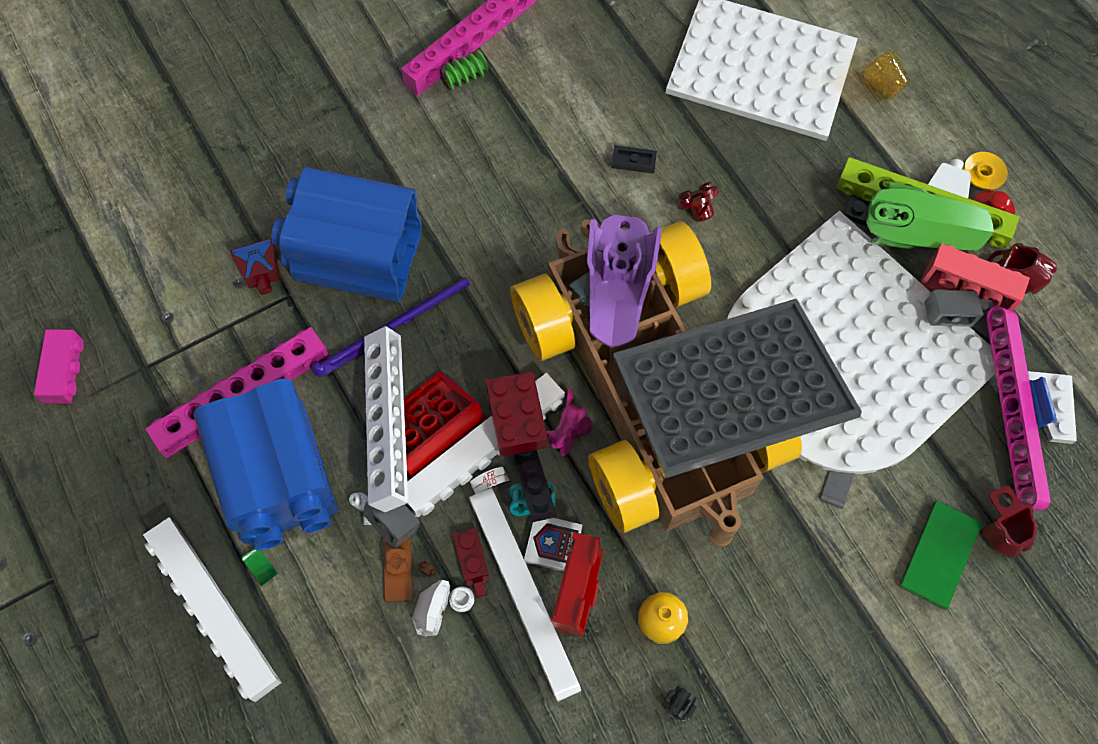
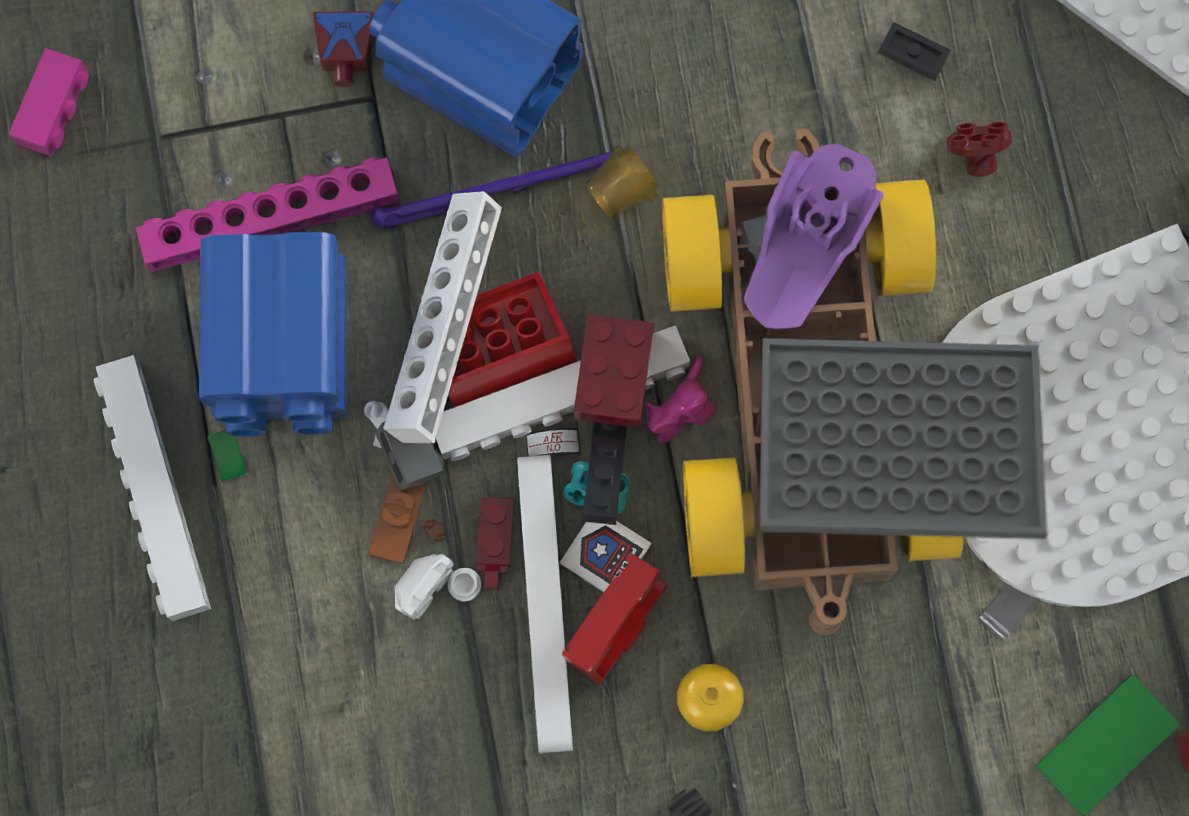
camera: 25 degrees right, 10 degrees up
(477, 293) = (622, 182): none -> clear yellow piece

